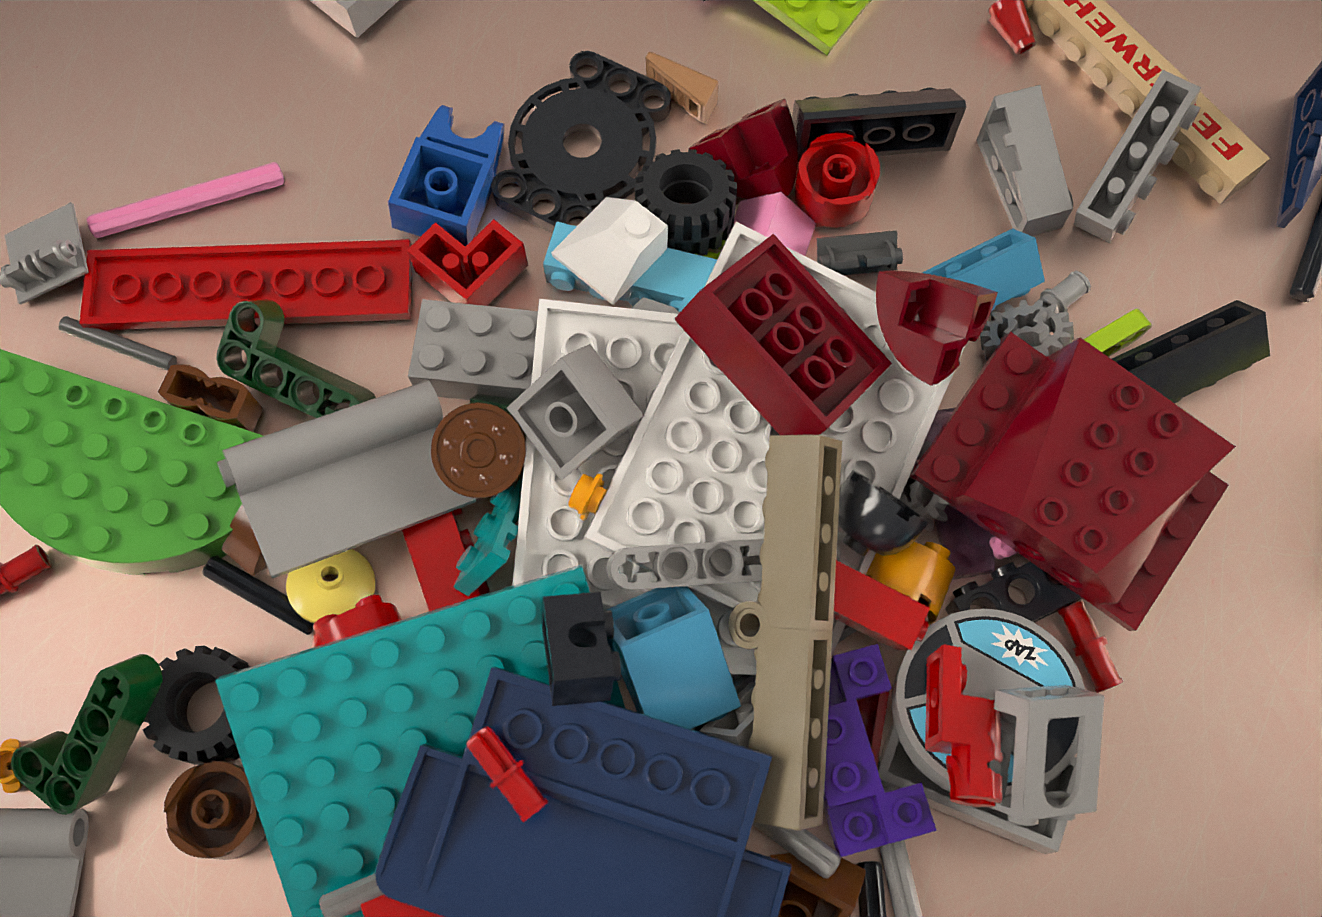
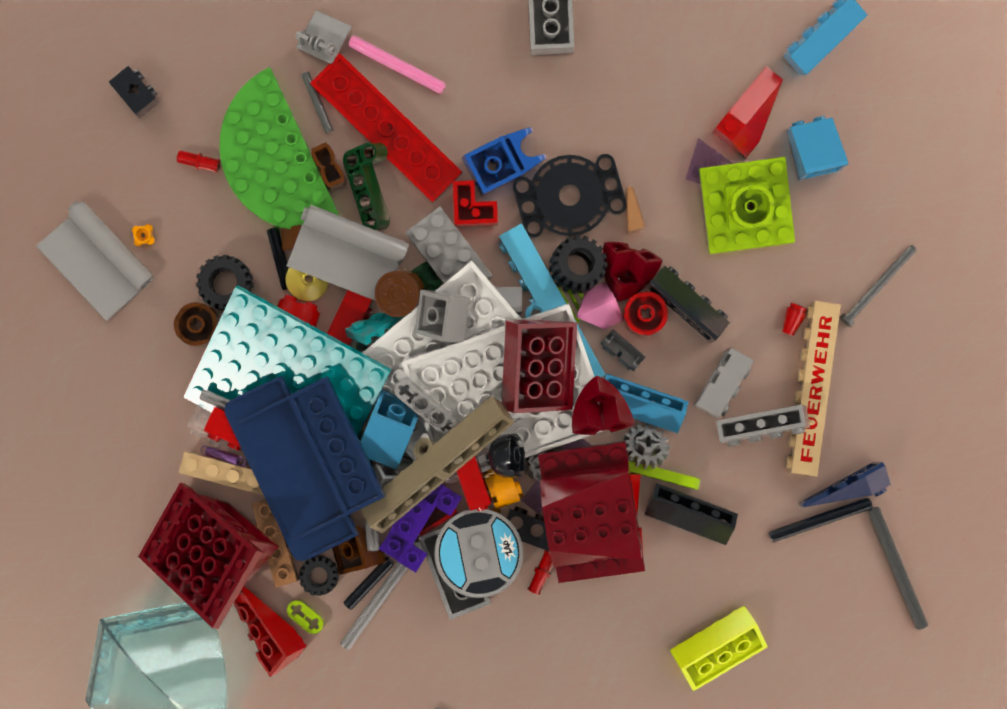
camera: 45 degrees right, 15 degrees up
(82, 765) = (162, 263): dark green beam -> none
(506, 773) = (297, 415): red axle -> none
(577, 648) = (350, 409): black brick -> none
(587, 495) = (417, 349): light orange plate -> none
(613, 246) = (528, 256): white slope -> none
(967, 730) = (456, 554): red plate -> none
(1032, 710) = (479, 567): light grey panel -> none
(1066, 291) = (681, 444): light grey pin -> none

